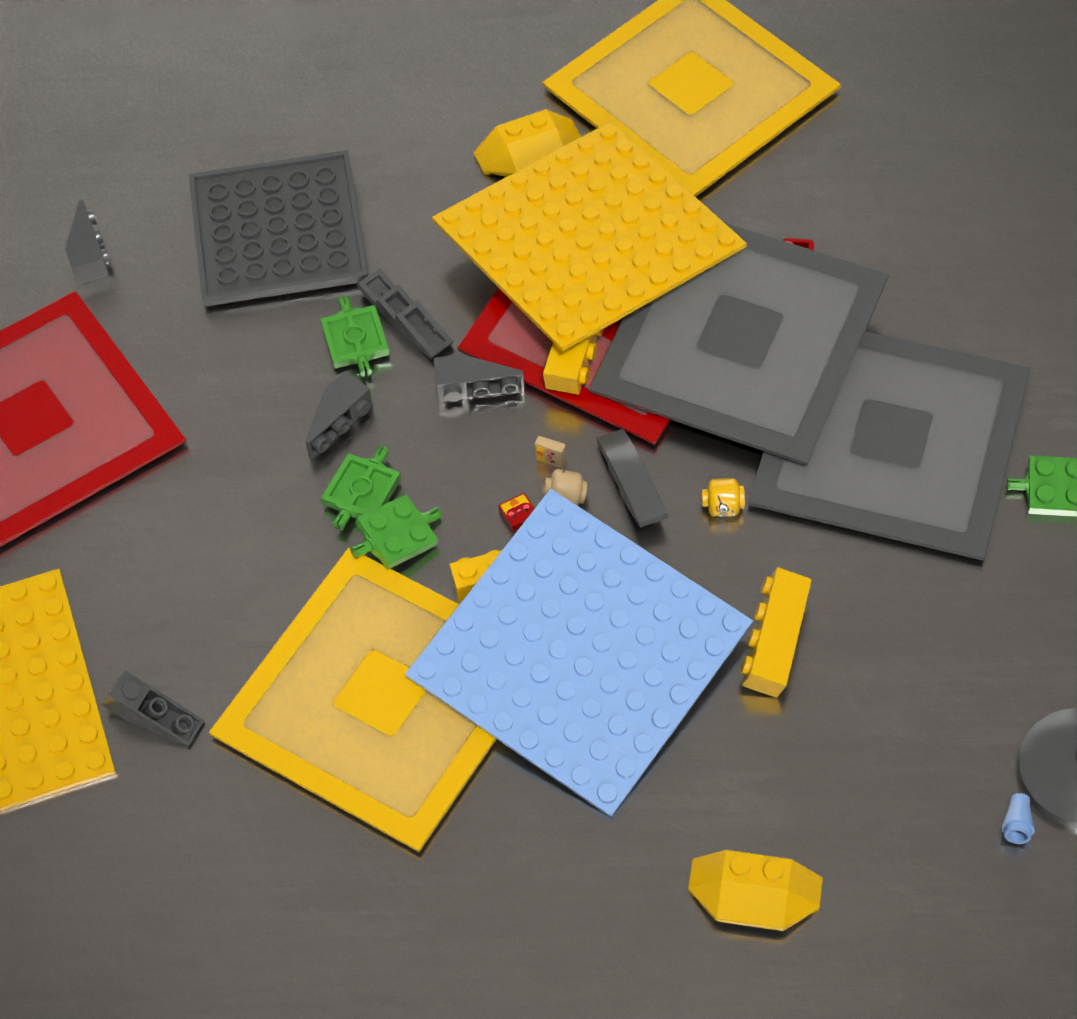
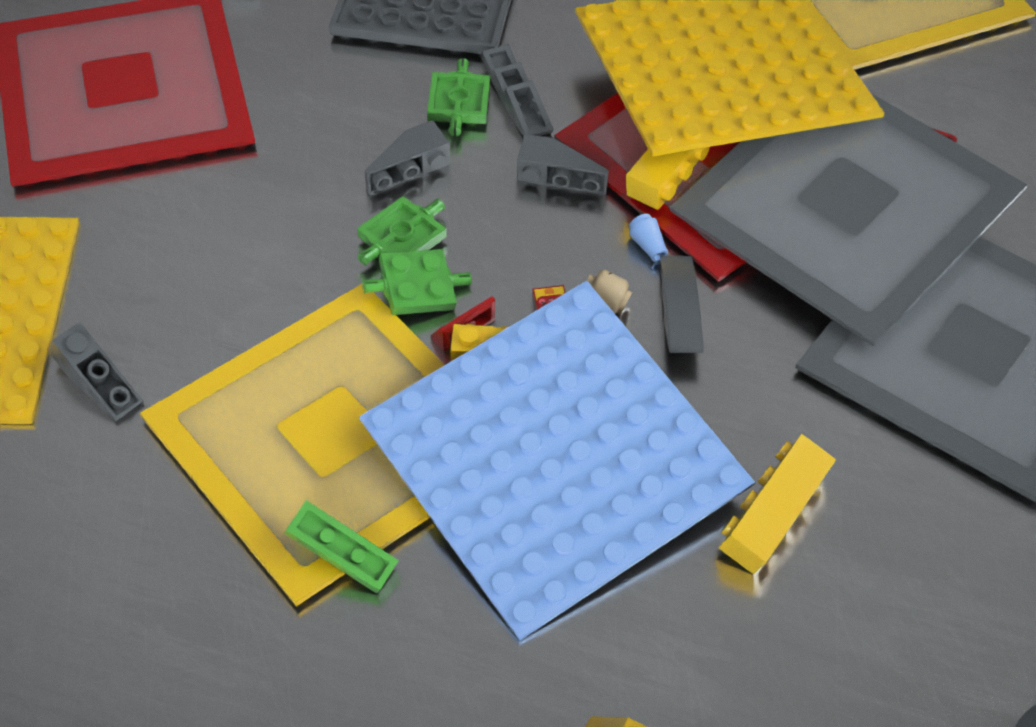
camera: 15 degrees right, 5 degrees down
(438, 790) = (341, 546): none -> bright green hinge
(457, 549) = (480, 315): none -> red slope
(550, 452) = (606, 254): tan tile -> none
(577, 420) = (647, 235): none -> light blue cone
(723, 497) = (771, 351): yellow head -> none

